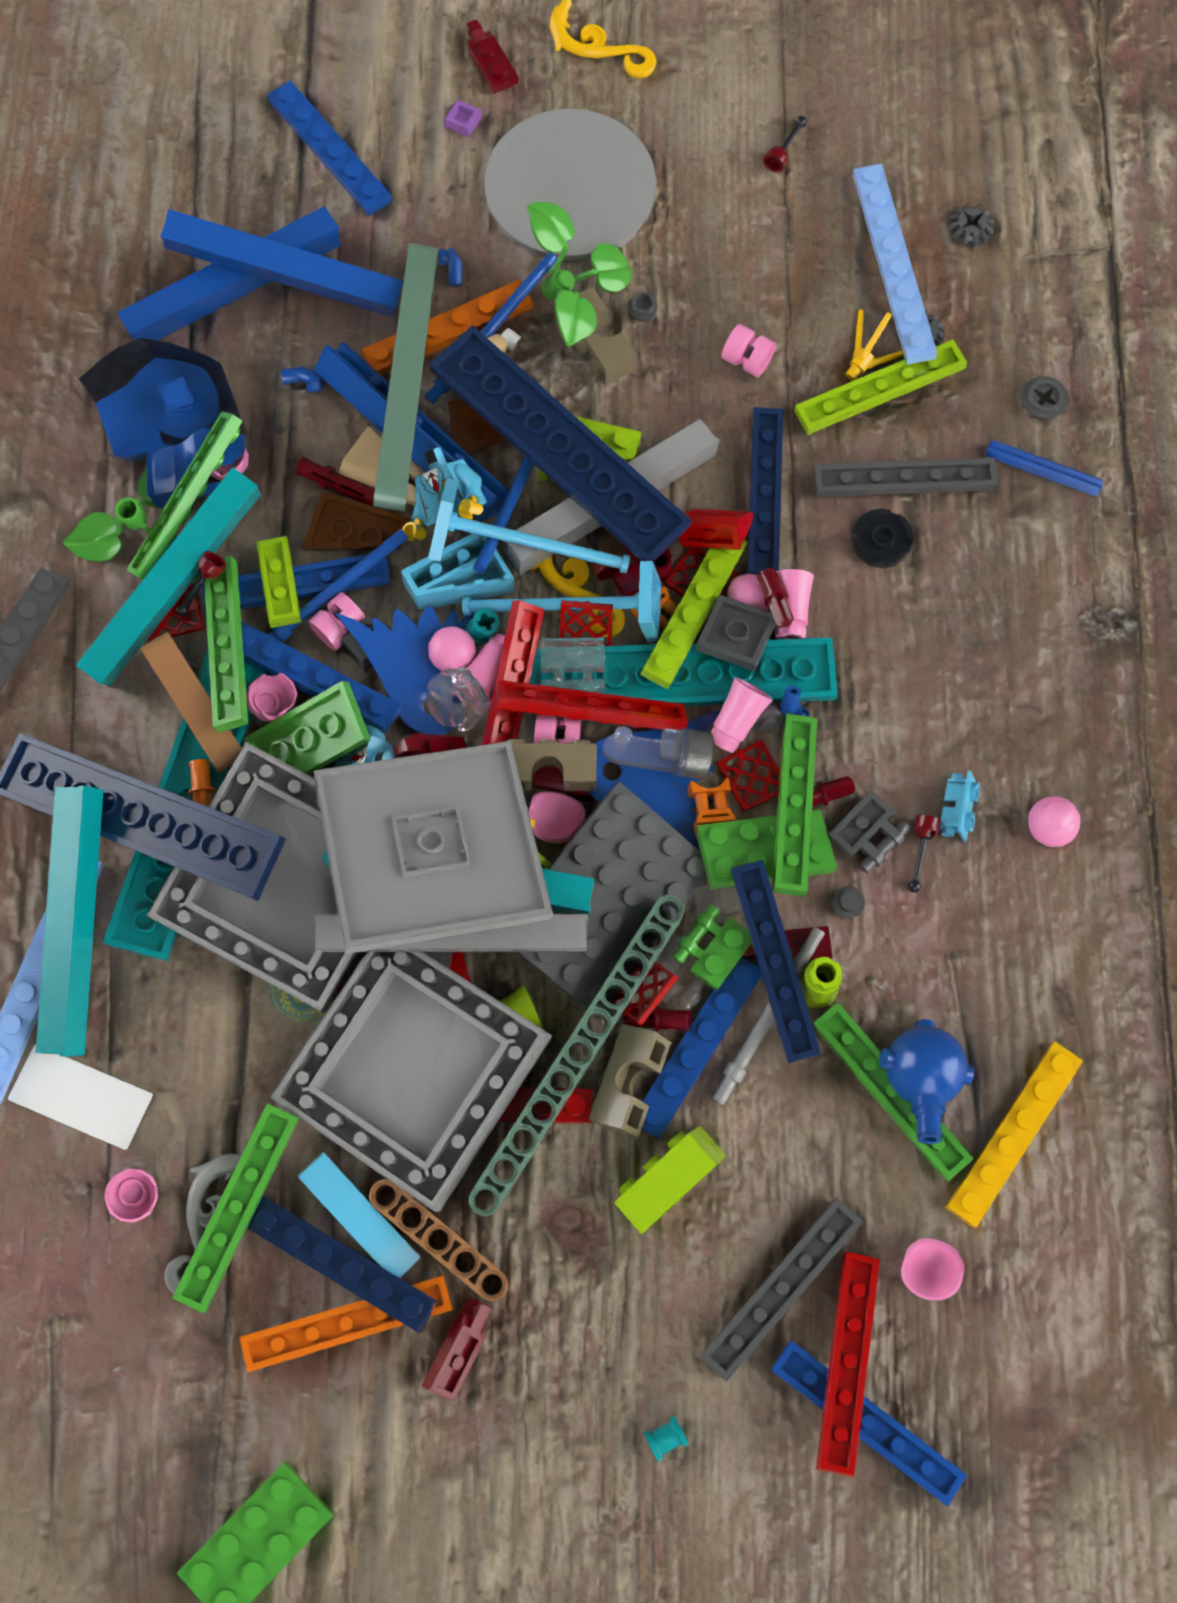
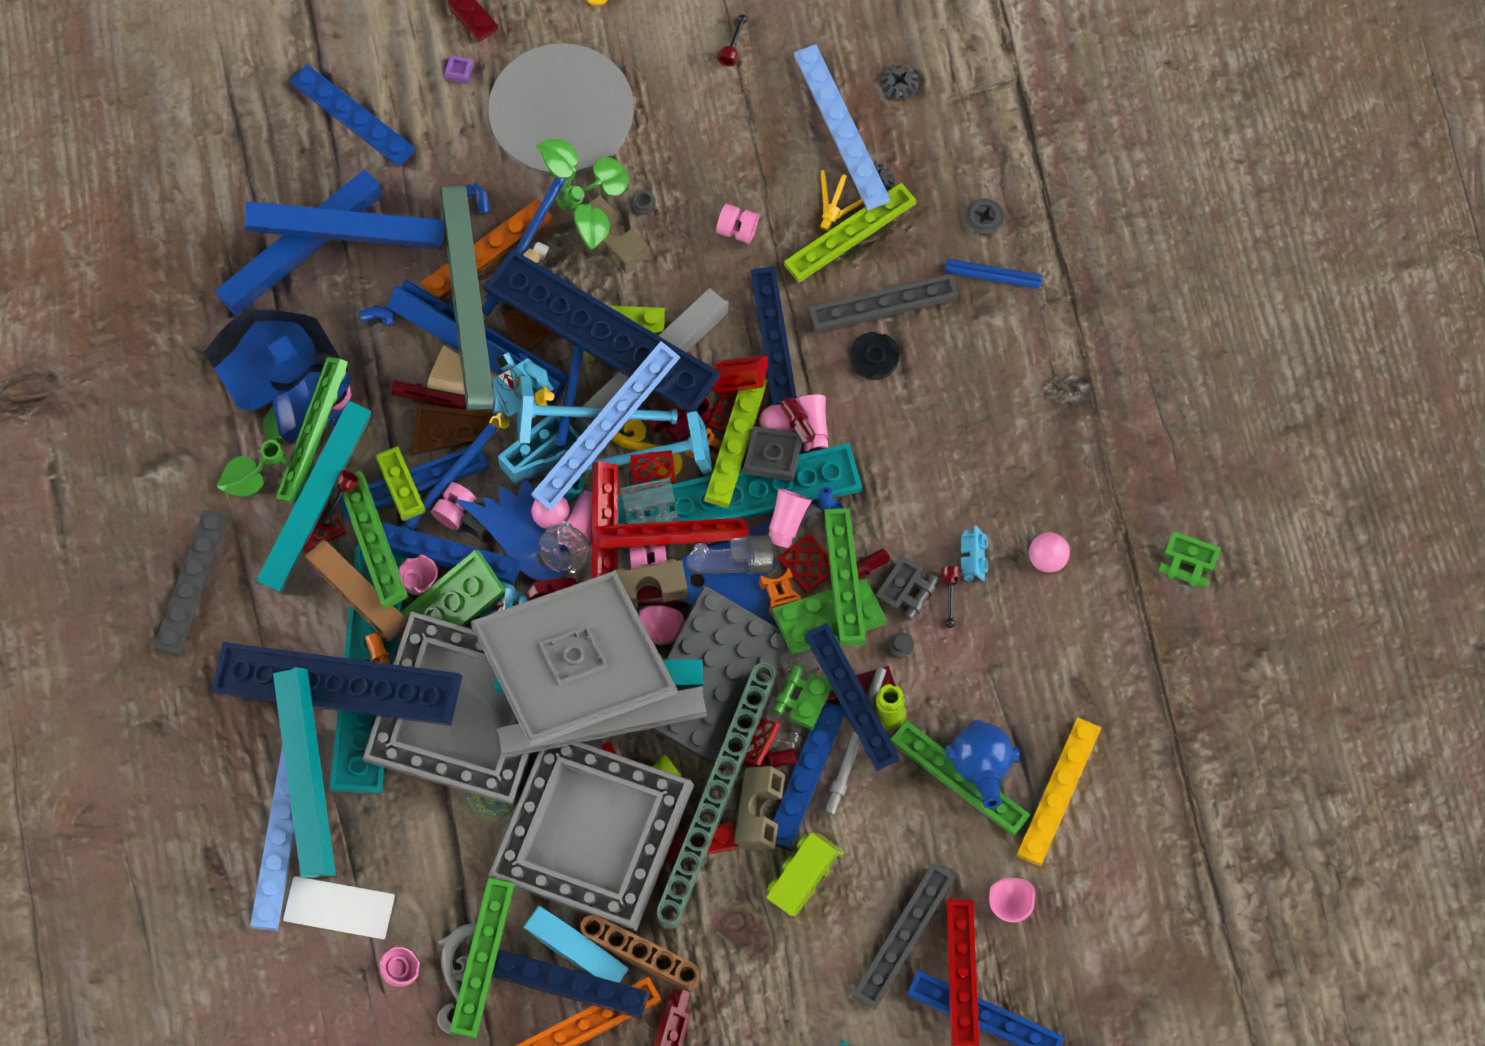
camera: 10 degrees left, 5 degrees down
(537, 558) = (605, 426): none -> light blue plate

